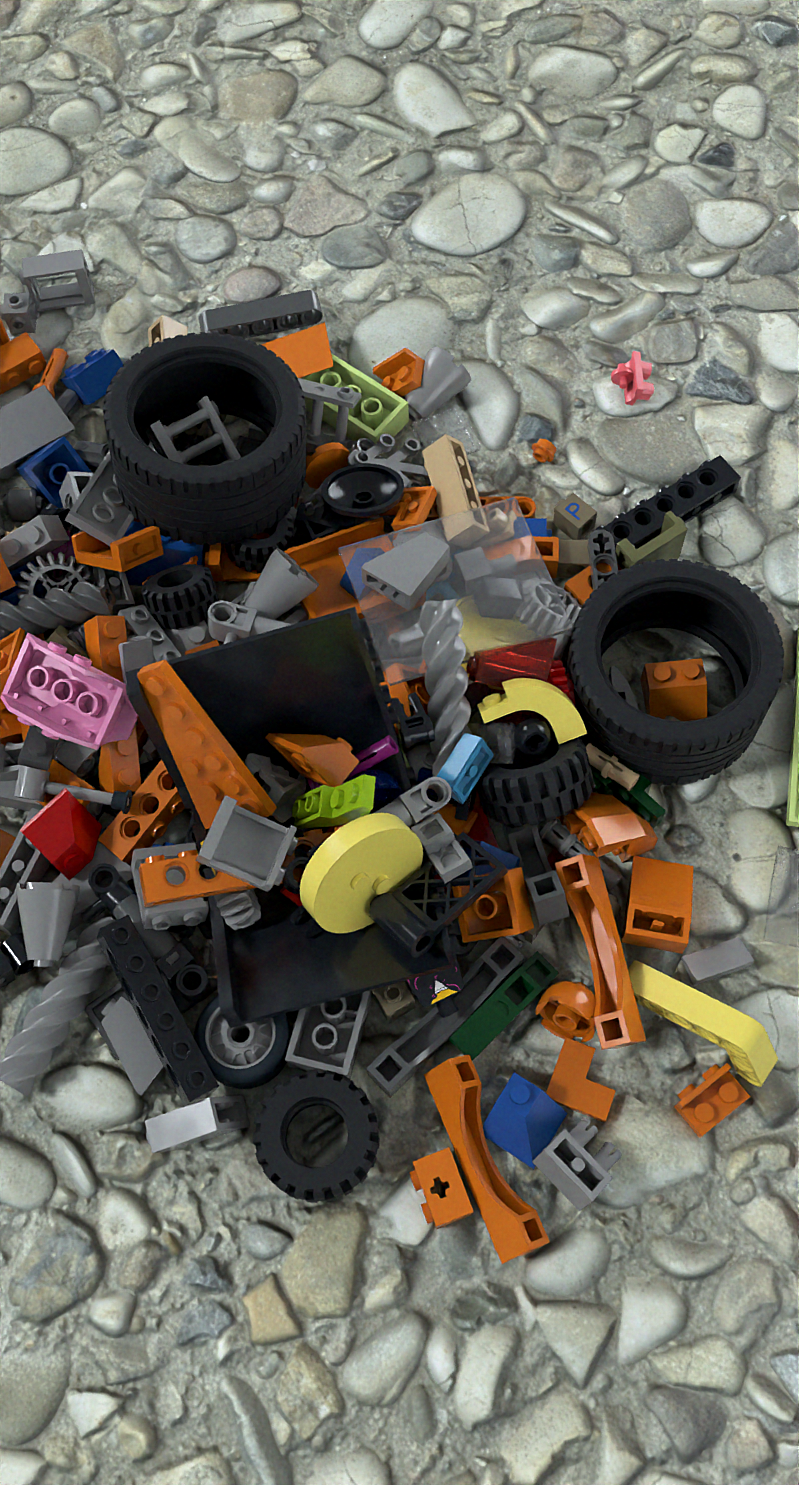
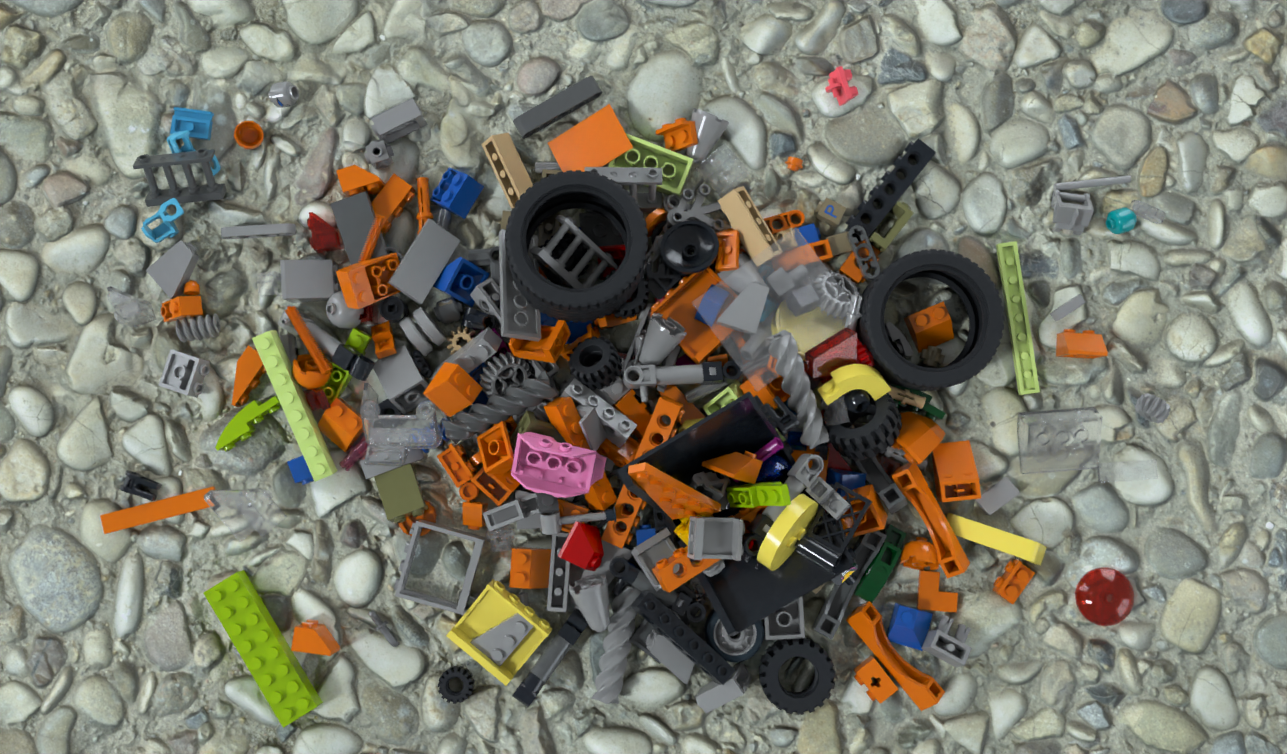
camera: 20 degrees left, 20 degrees up
(465, 766) = (822, 436): dark azure slope -> none

